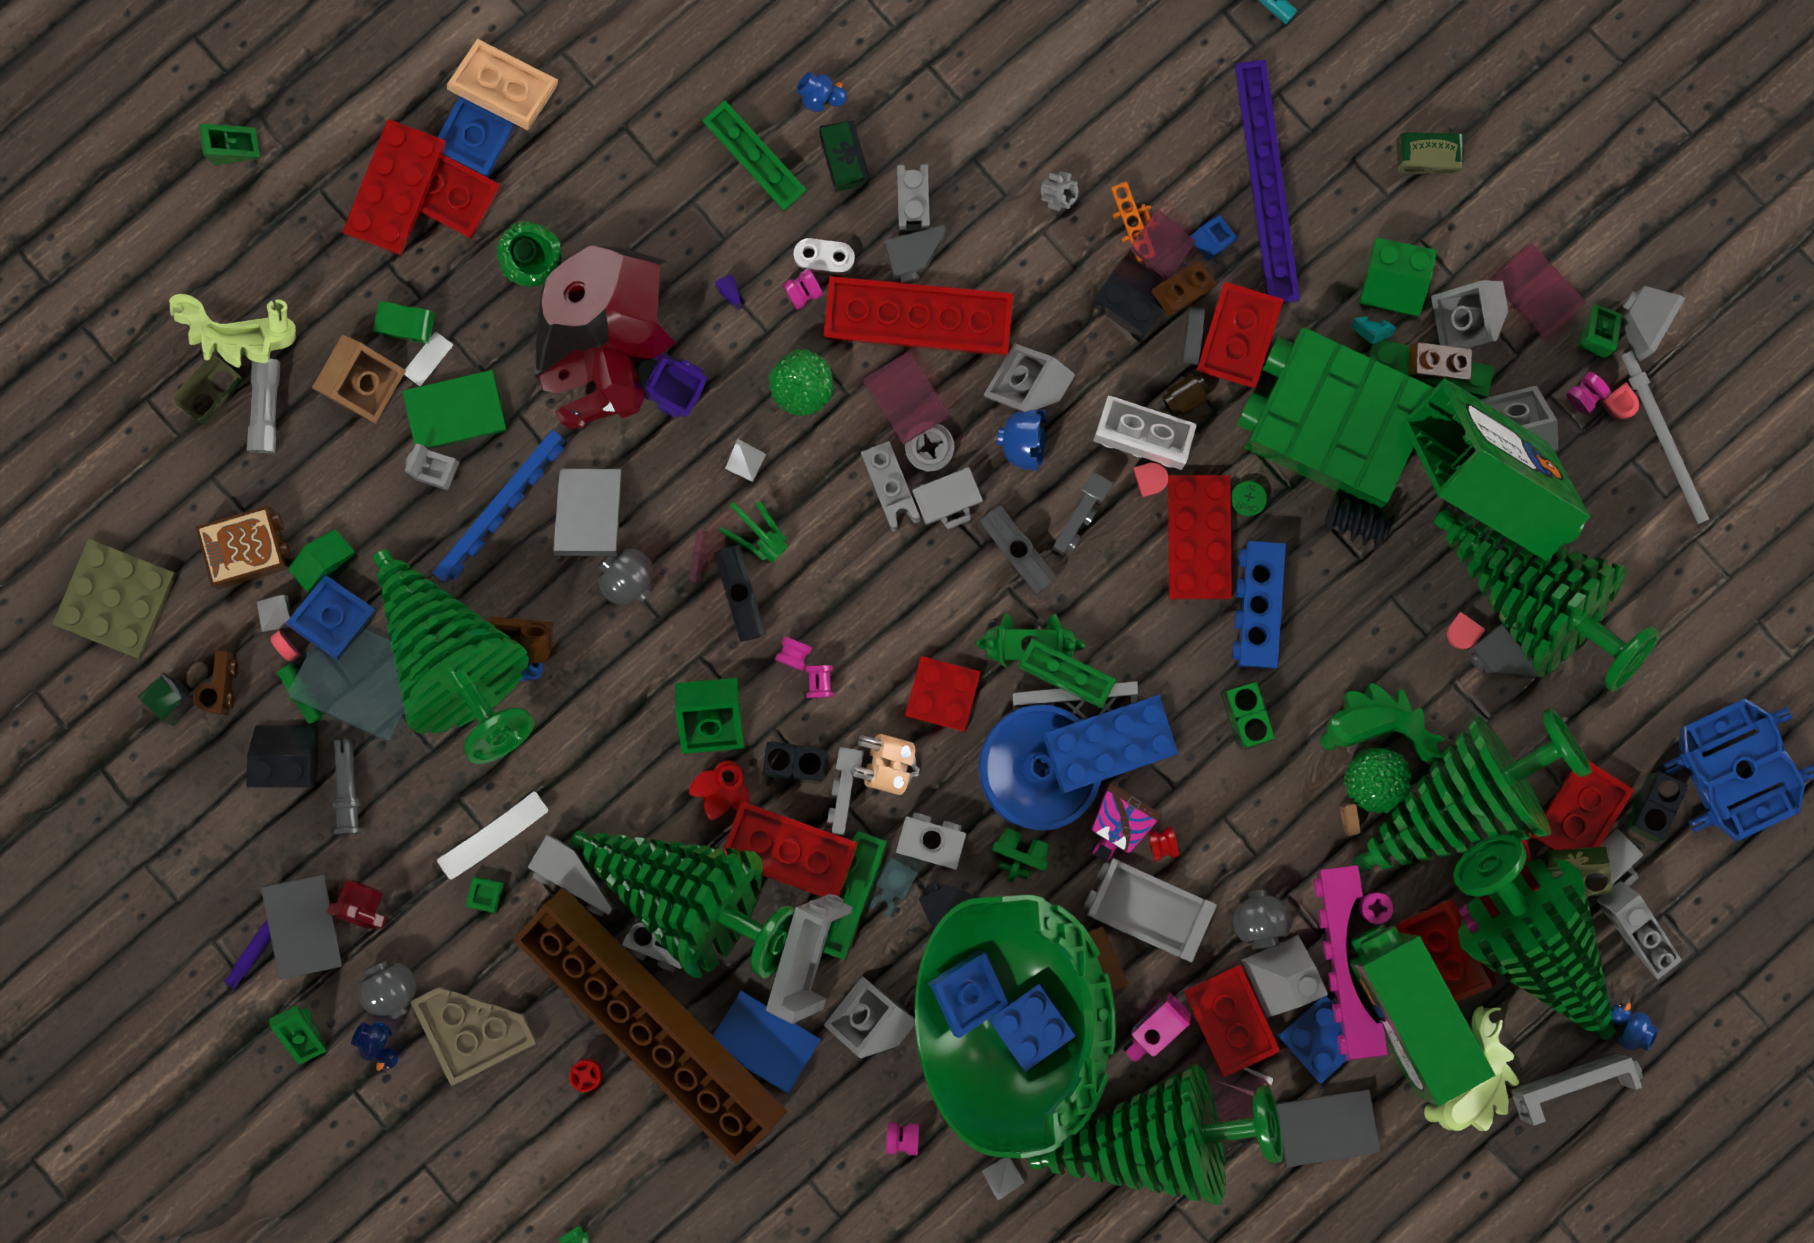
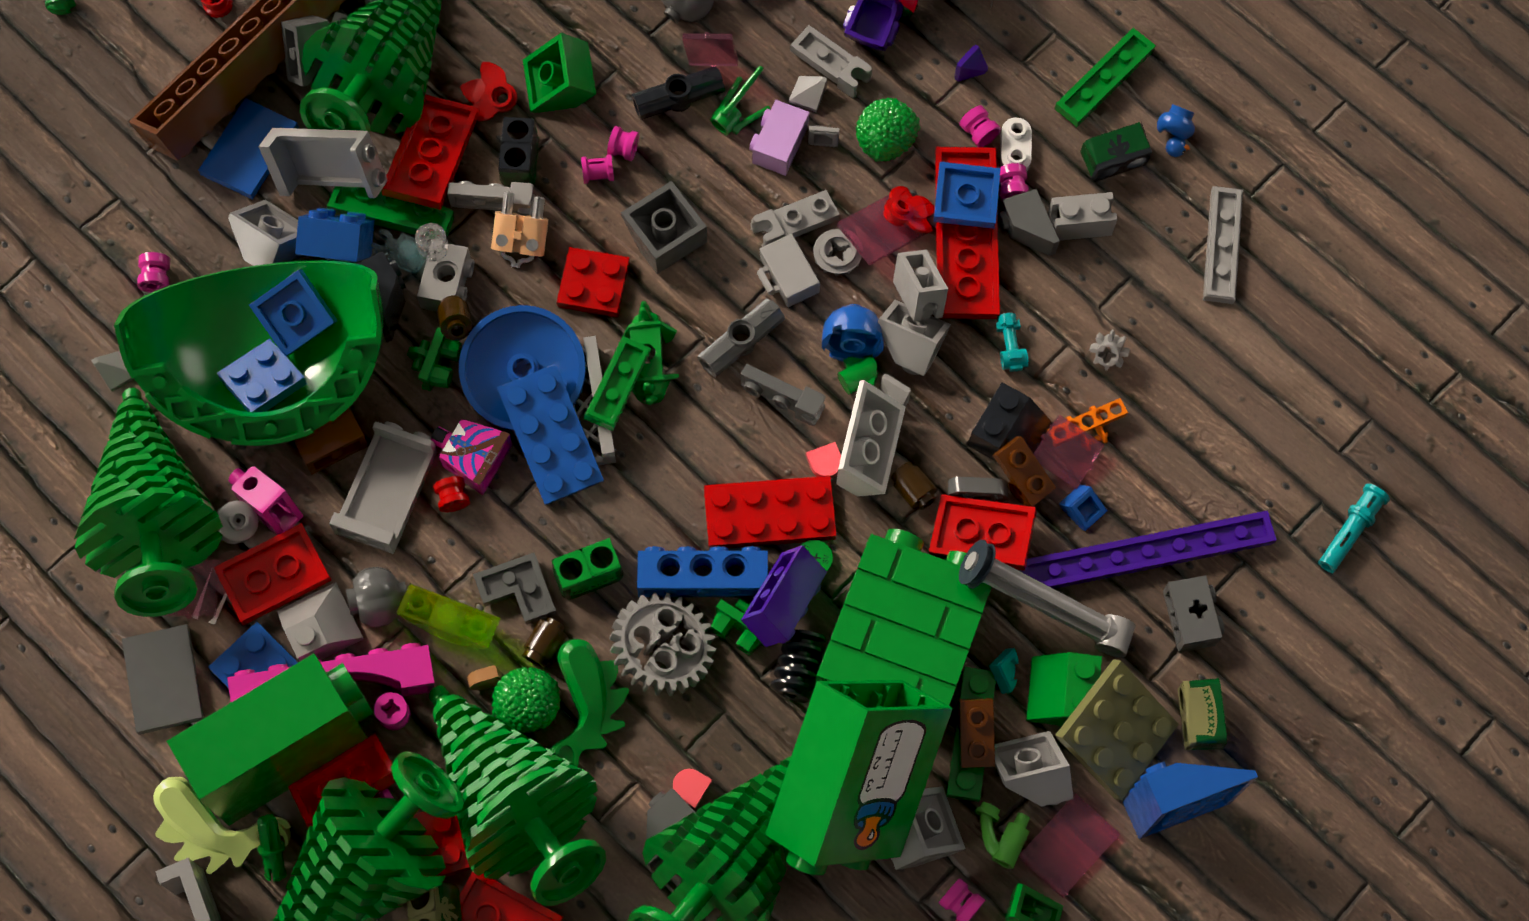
camera: 80 degrees right, 15 degrees down
(664, 978) = (295, 34): none -> dark grey slope
(711, 434) = (831, 60): none -> light grey plate
(796, 452) = (823, 136): none -> light grey slope
(798, 493) = (780, 137): none -> lavender brick
(877, 263) = (1012, 180): none -> dark pink wheel
(886, 310) = (967, 195): none -> blue plate
(886, 950) = (335, 236): none -> blue brick
(891, 370) = (908, 209): none -> red plate
(896, 616) = (665, 227): none -> dark grey slope
(905, 854) = (437, 247): none -> clear wheel
(948, 65) = (1223, 245): none -> light grey tile
(983, 367) = (922, 291): none -> light grey brick
(986, 831) = (454, 318): none -> dark brown brick
(1057, 285) = (1013, 358): none -> teal bar
(1065, 437) = (856, 371): none -> green piece
(1089, 404) = (895, 389): none -> light grey slope
(1181, 1054) = (237, 532): none -> light grey head
(1253, 781) = (520, 579): none -> dark grey plate
(1293, 848) = (448, 618): none -> clear neon green slope
(1298, 528) = (784, 596): none -> dark purple brick
(1300, 337) = (1109, 632): none -> light grey piece
(1307, 663) = (682, 666): none -> light grey gear
(1318, 760) = (544, 642): none -> dark brown brick
(1320, 158) = (1188, 630): none -> dark grey brick
(1324, 562) = (730, 617): none -> green hips
(1444, 232) = (1117, 729): none -> olive plate
(1505, 1022) = (271, 848): none -> green axle
(1525, 180) = (1182, 793): none -> blue slope
(1532, 341) = (1012, 841): none -> bright green plant

